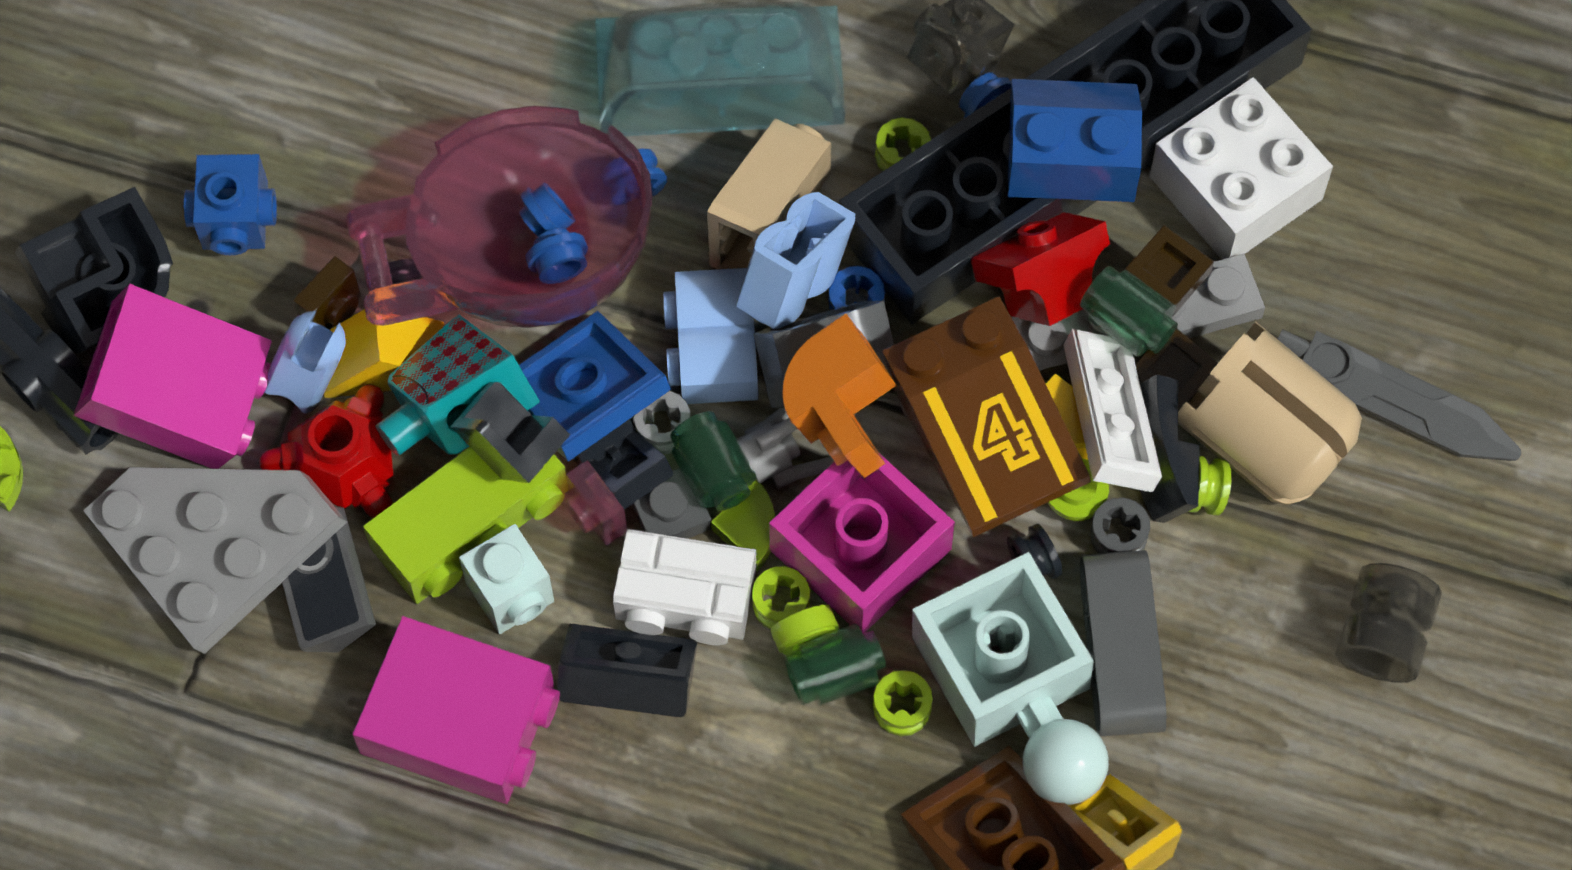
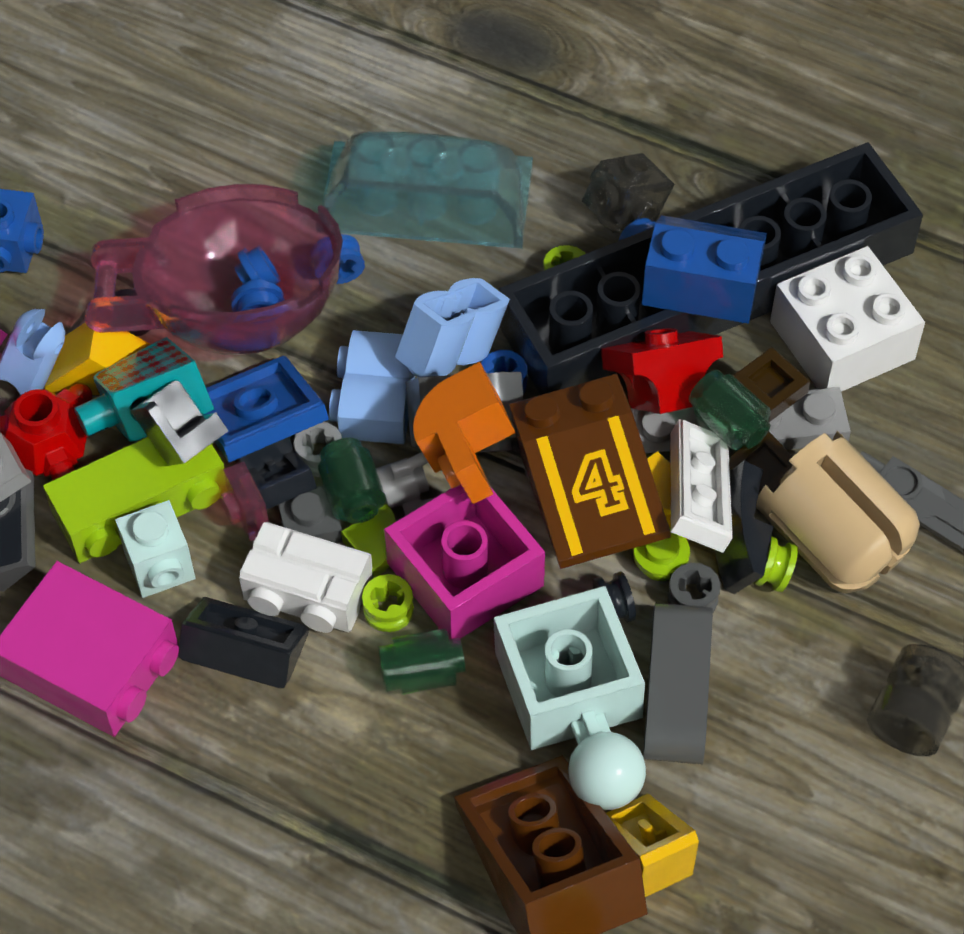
camera: 10 degrees right, 10 degrees down
(331, 294) = (65, 305): dark brown plate -> none
(774, 174) = (436, 268): tan slope -> none
(803, 627) = (399, 623): lime tile -> none
(901, 722) = (470, 720): lime bush -> none

